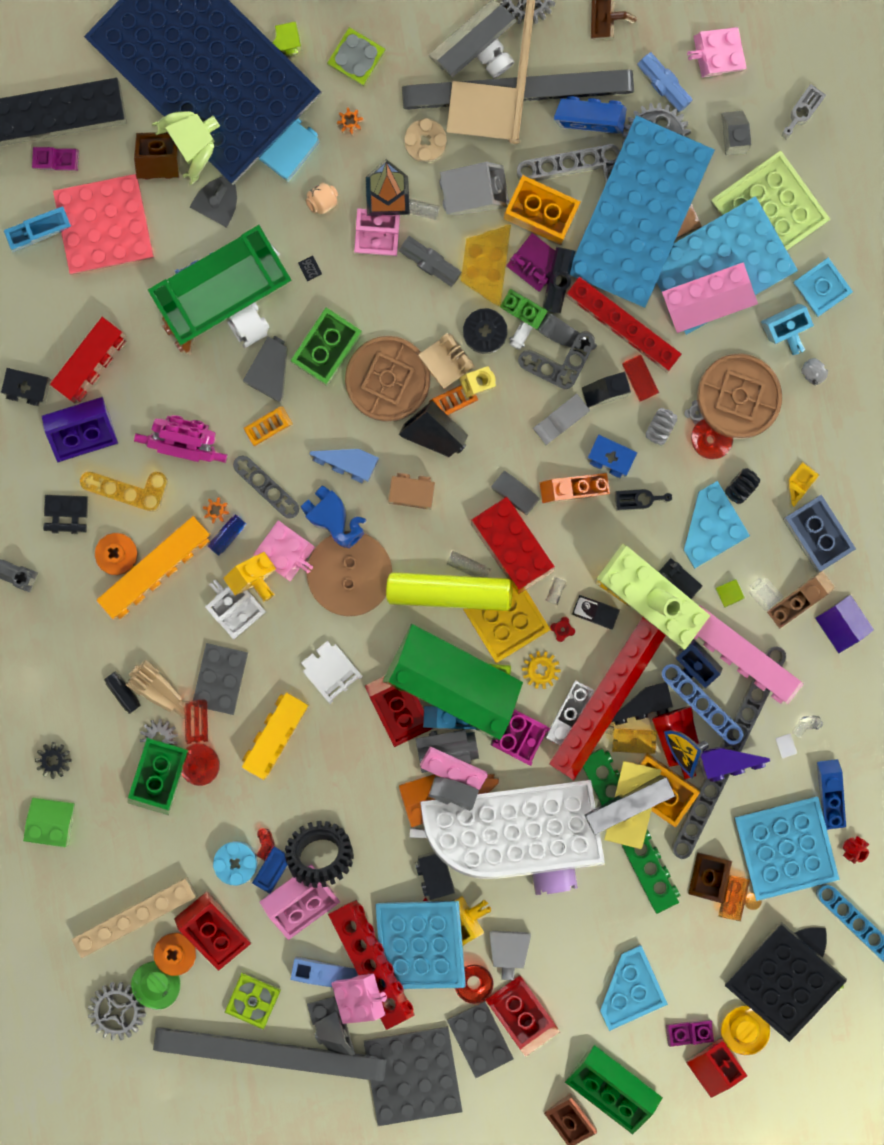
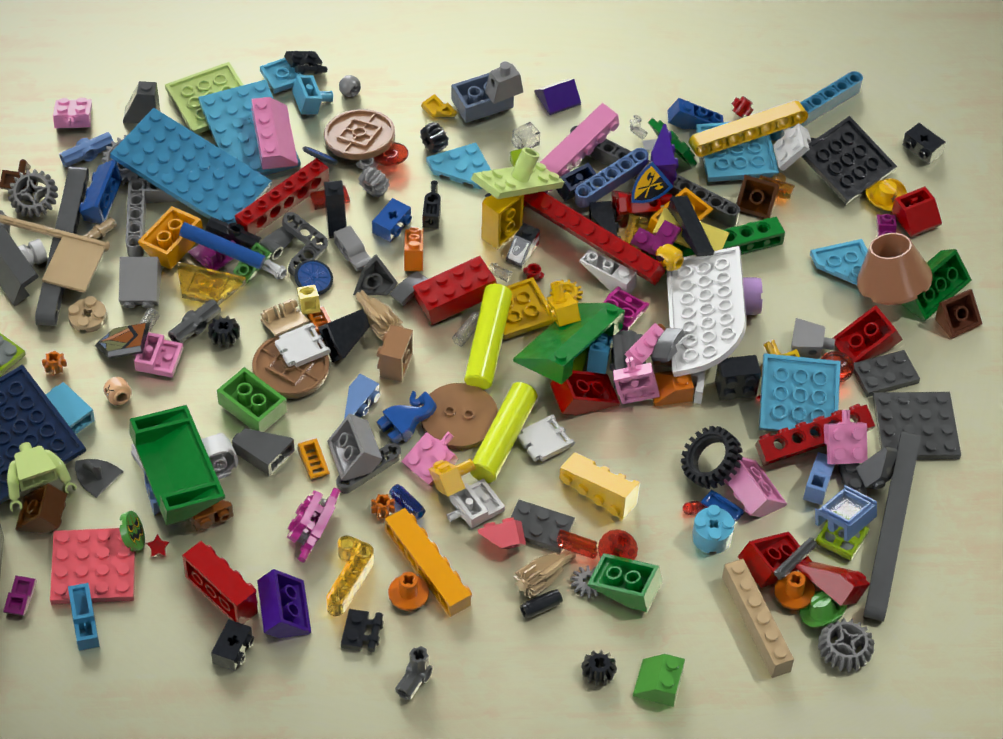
camera: 90 degrees left, 35 degrees down
(133, 285) = (158, 546): none -> red piece
(140, 256) = (132, 531): none -> bright green tile
(186, 993) = (839, 583): none -> slope
(195, 643) = (505, 535): none -> coral slope
(206, 953) = (789, 564): none -> dark grey axle
(275, 1004) = (849, 510): none -> medium blue window
(279, 468) = (354, 448): none -> light grey slope
(327, 625) = (504, 431): none -> neon yellow cylinder
(404, 758) = (635, 382): none -> bright pink plate
(406, 386) = (300, 346): none -> white plate
(414, 298) = (224, 331): none -> black gear
(466, 464) = (379, 314): none -> tan piece
(477, 321) = (264, 290): black wheel -> none
(493, 670) = (562, 306): none -> yellow brick
(515, 381) = (314, 273): none -> blue wheel
(520, 453) = (375, 278): none -> dark grey slope
(526, 272) = (222, 245): none -> blue piece
(544, 125) = (100, 230): none -> tan pin
(581, 1058) = (893, 271): none -> nougat cone
(582, 783) = (669, 257): none -> yellow head
(596, 33) = (47, 191): none -> light grey gear
(606, 767) = (650, 243): none -> magenta plate
(693, 356) = (319, 155): none -> black wheel
(777, 770) = (681, 148): none -> green plate
(790, 914) = (791, 146): none -> white plate
(801, 599) = (531, 111): medium nougat slope -> none
(802, 105) = (134, 66): light grey piece -> none
(807, 860) = (748, 128): none -> yellow beam
(820, 559) = (503, 82): none -> light grey torso
(843, 1069) = (924, 143): none -> black brick
(848, 308) = (305, 62): none -> black plate

